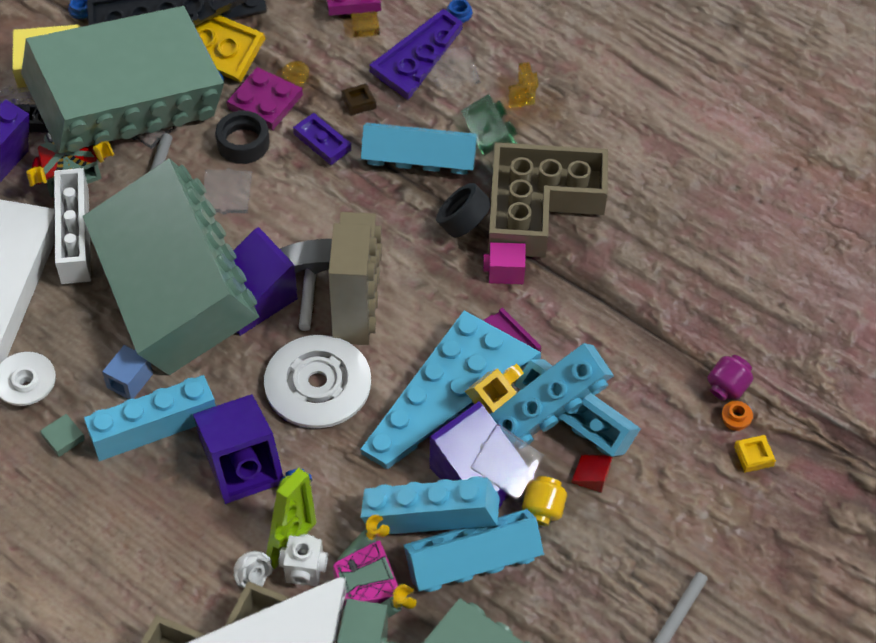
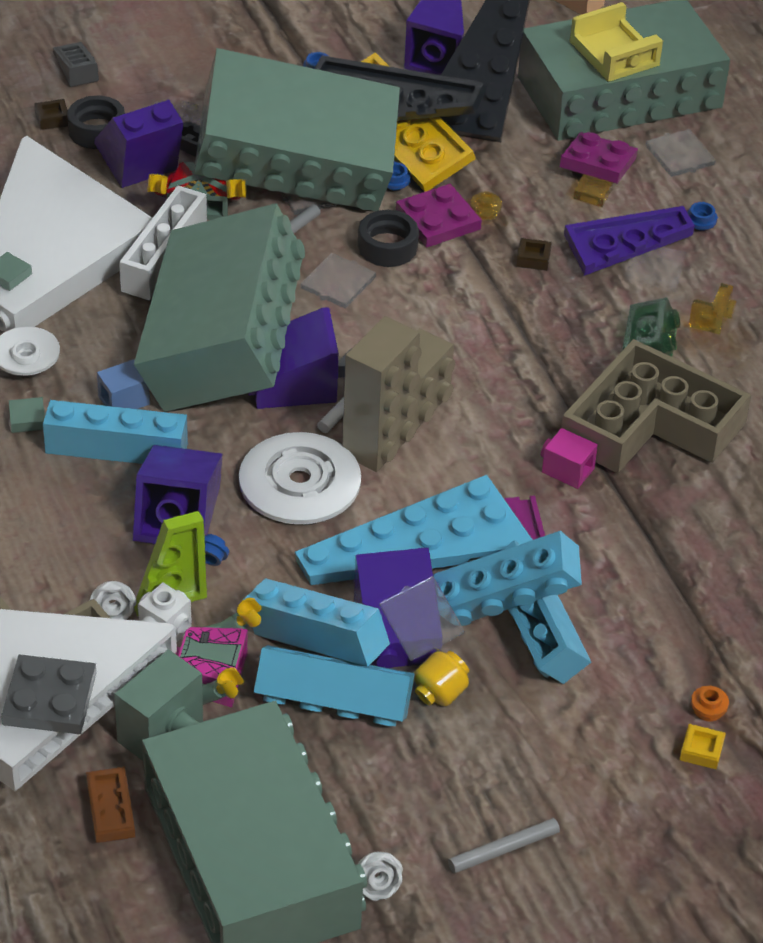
camera: 30 degrees right, 10 degrees down
(322, 138) = (467, 272): dark purple plate -> none
(418, 147) = (558, 316): medium azure brick -> none
(463, 210) = (556, 389): black tyre -> none
(495, 388) = (454, 547): yellow brick -> none
(592, 471) = (515, 681): red slope -> none
(730, 378) = (727, 663): magenta head -> none

